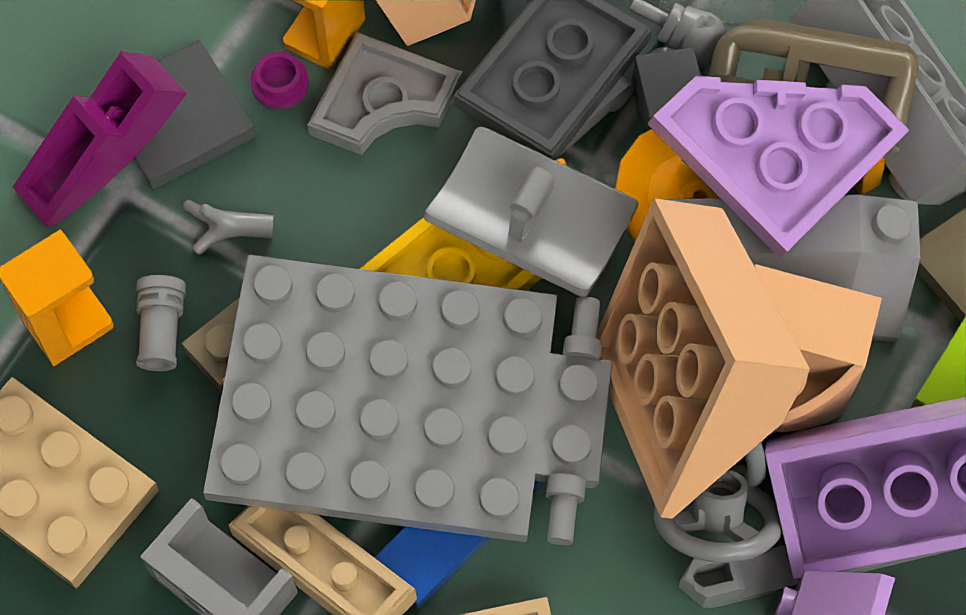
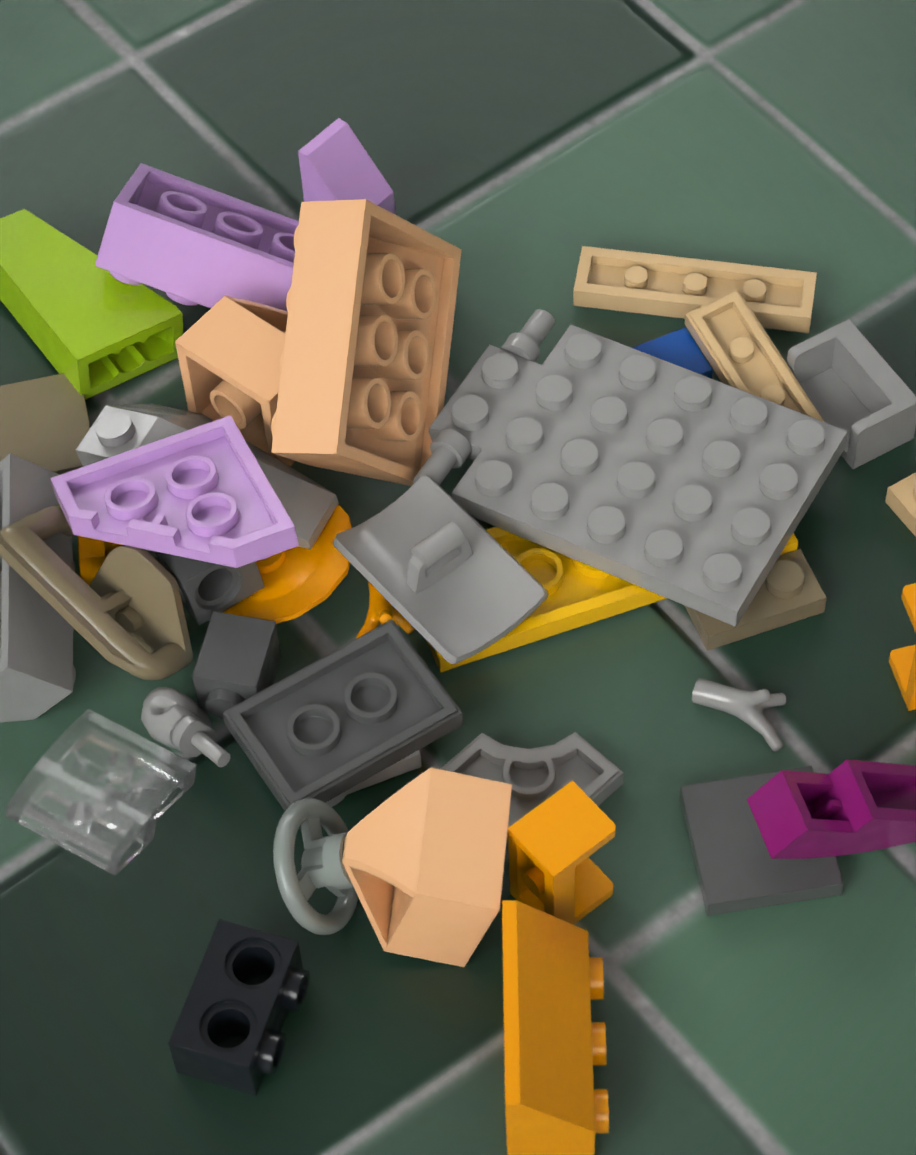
camera: 155 degrees left, 10 degrees down
(160, 306) = (838, 637): light grey pin -> none
(279, 80) = (639, 835): magenta plate -> none

